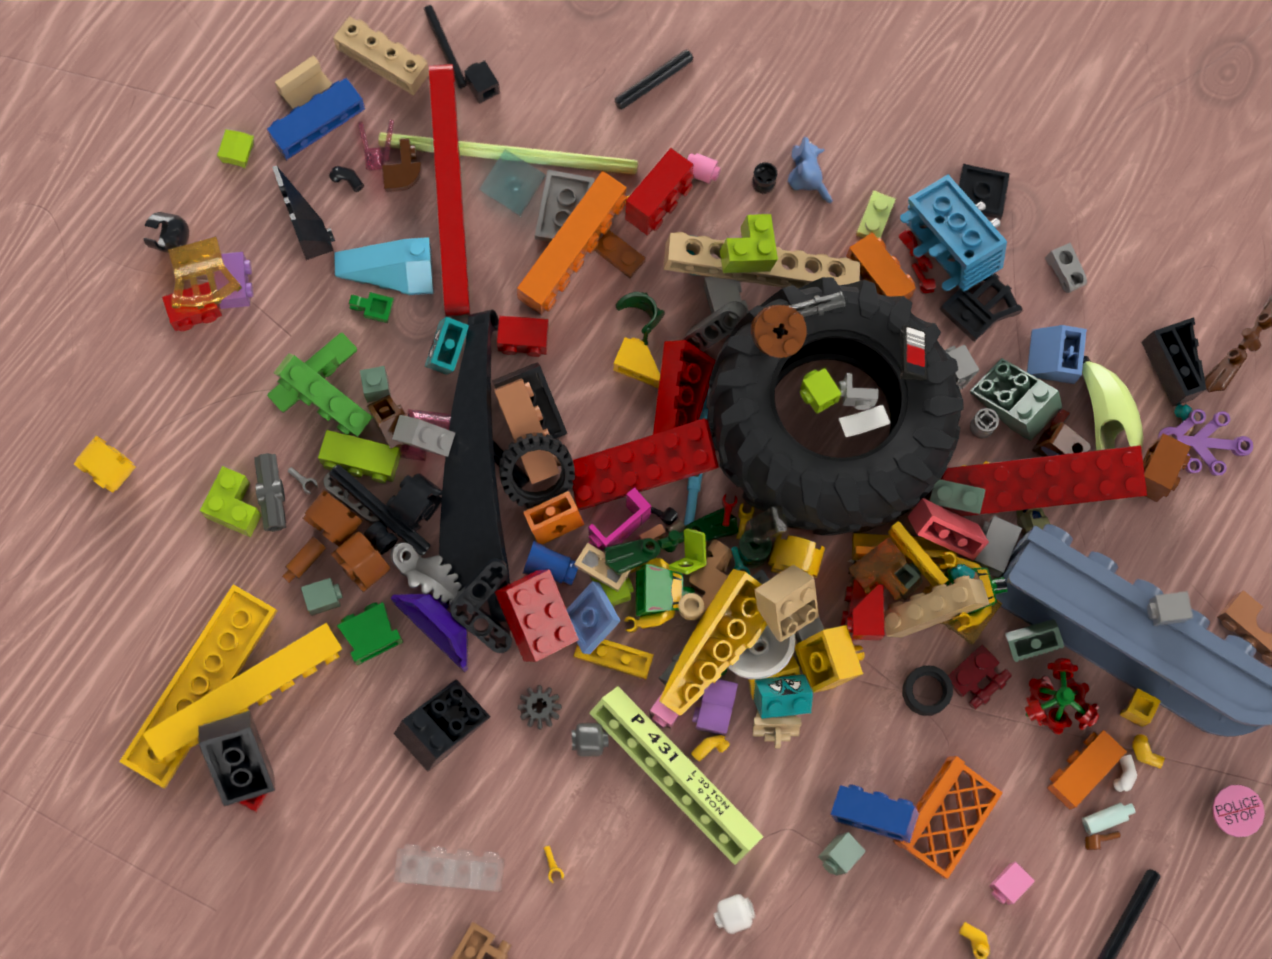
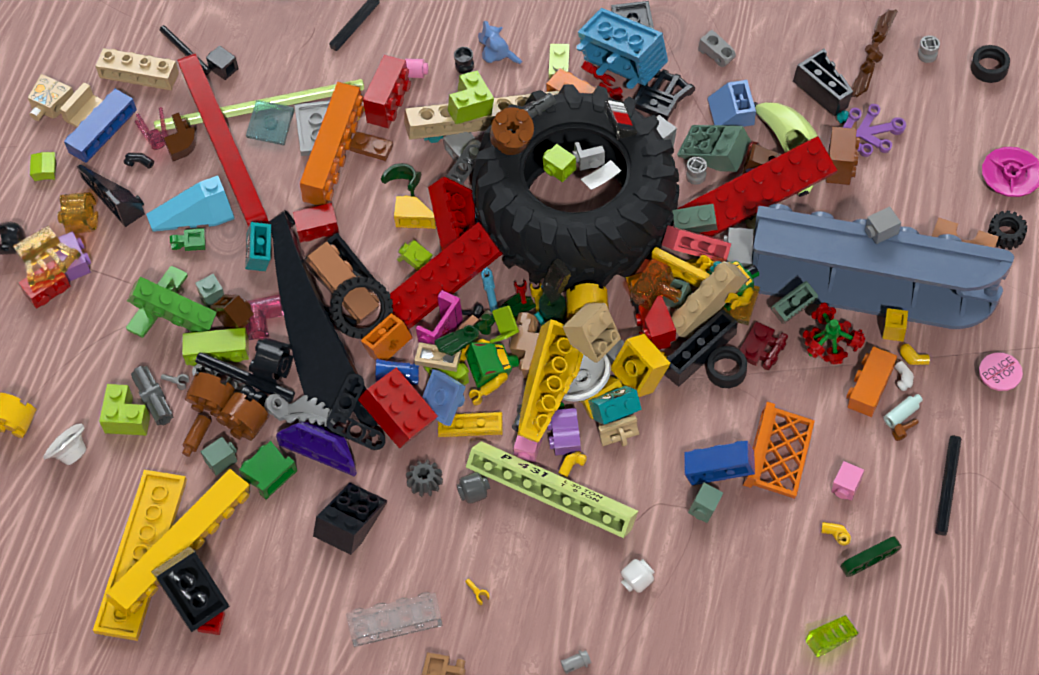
camera: 10 degrees left, 15 degrees down
(156, 524) = (67, 446): none -> white hat
(255, 229) = (78, 213): none -> clear yellow brick
(268, 59) = (48, 97): none -> tan torso
(423, 435) = (262, 307): light grey brick -> none
(621, 417) = (414, 255): none -> lime bracket
(691, 606) = (518, 363): tan tile -> none
(906, 657) = (696, 350): none -> black brick

